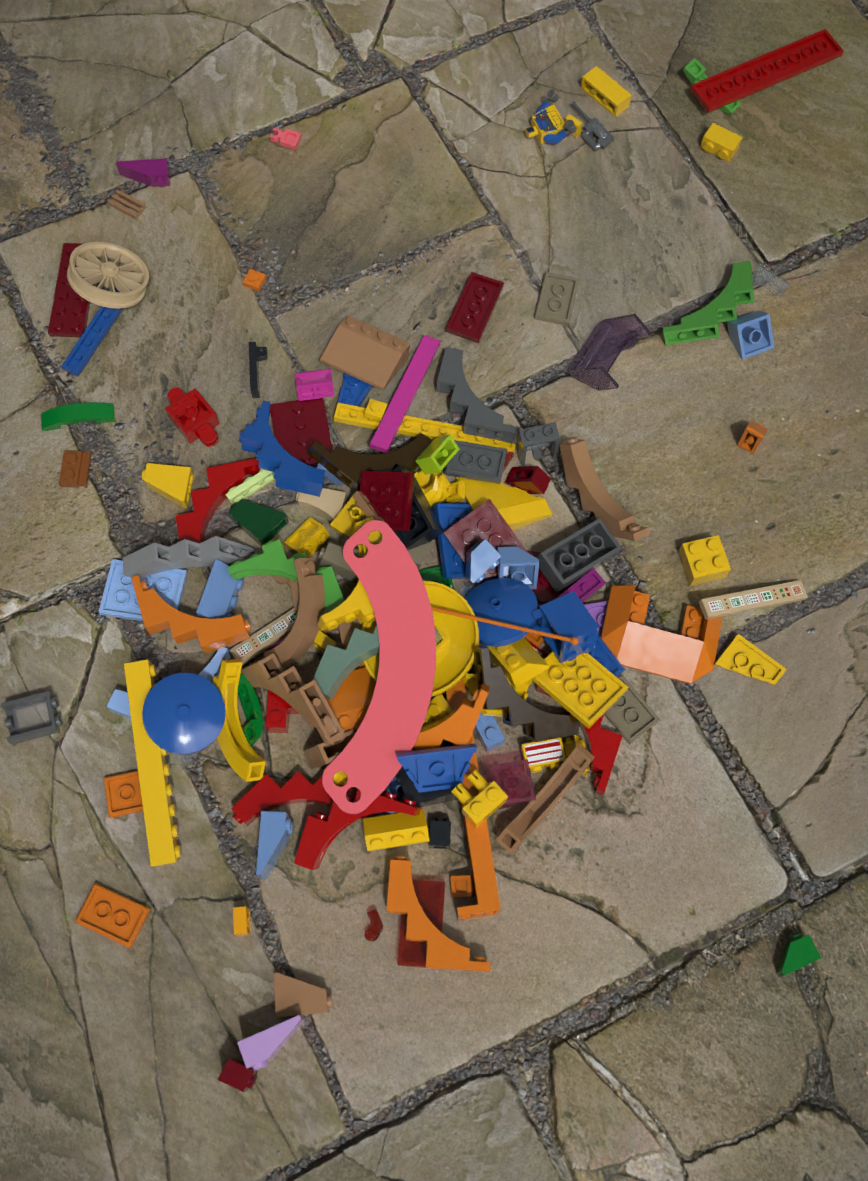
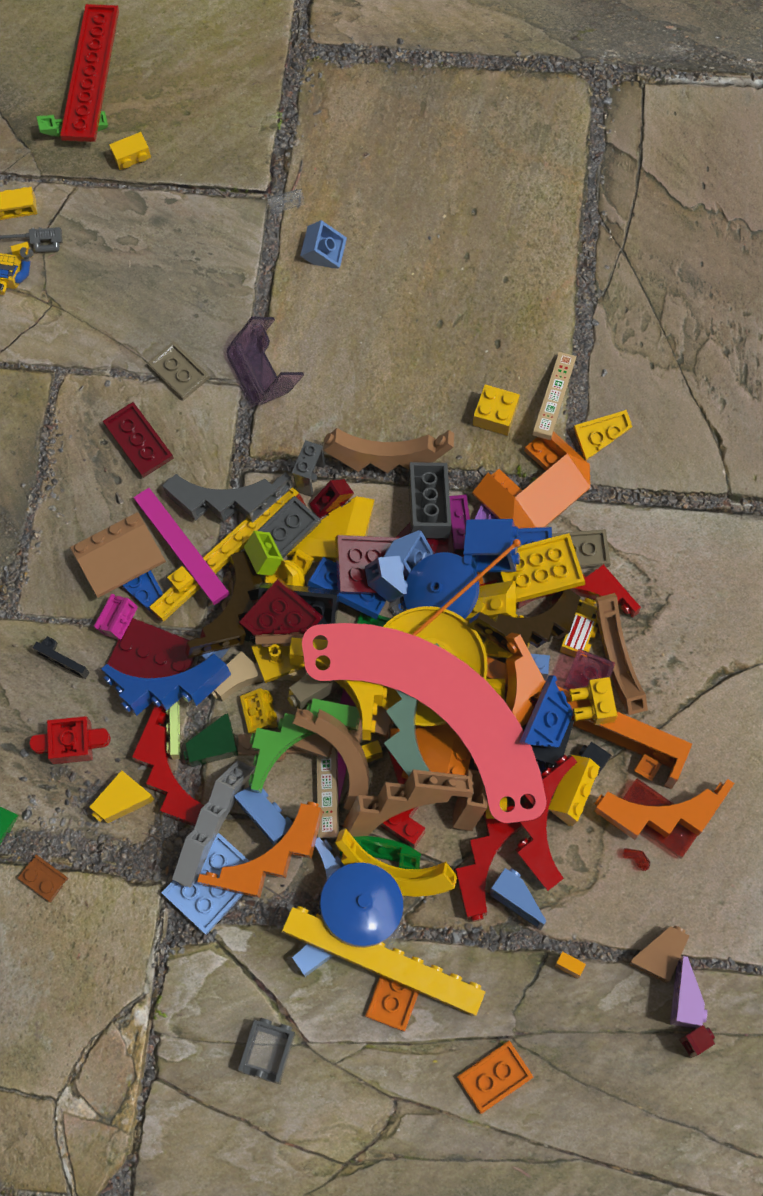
camera: 55 degrees left, 0 degrees up
(705, 322) = (290, 271): bright green arch -> none
(752, 437) = (416, 304): orange slope -> none

